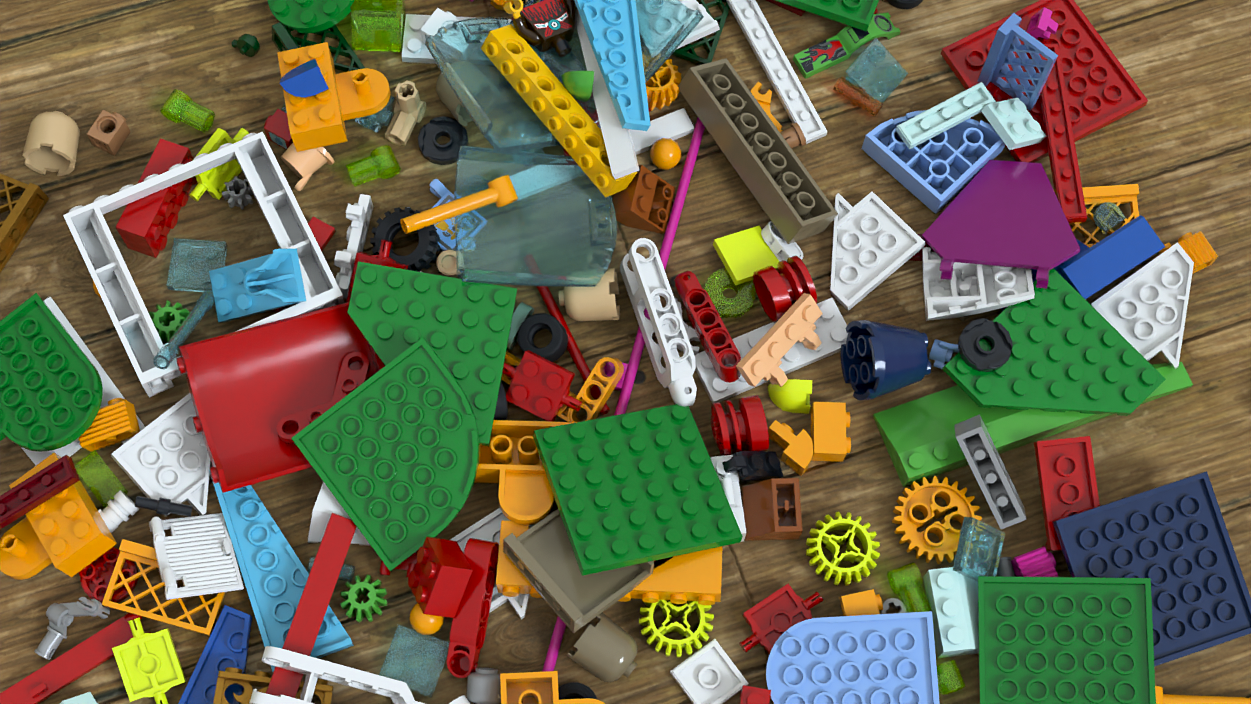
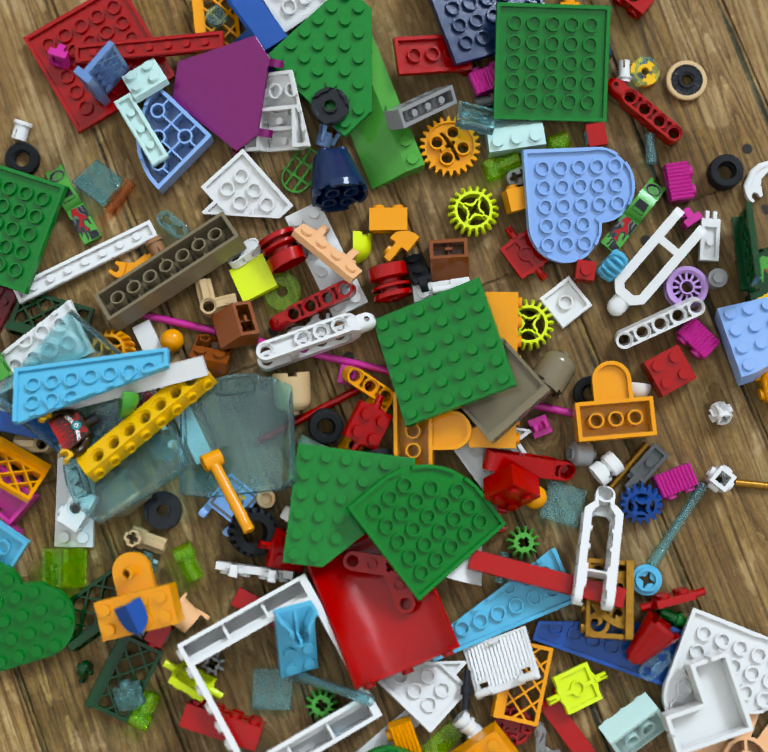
camera: 85 degrees left, 15 degrees up
(208, 88) = (128, 695): none -> clear light blue brick
(238, 68) = (107, 674): none -> dark green fence
(528, 632) = (539, 426): none -> dark pink tile
(682, 228) = (236, 326): none -> dark orange slope
(712, 212) = (206, 296): none -> tan piece
(824, 163) = (170, 228): none -> clear light blue beam
(911, 323) = (302, 179): none -> bright green window

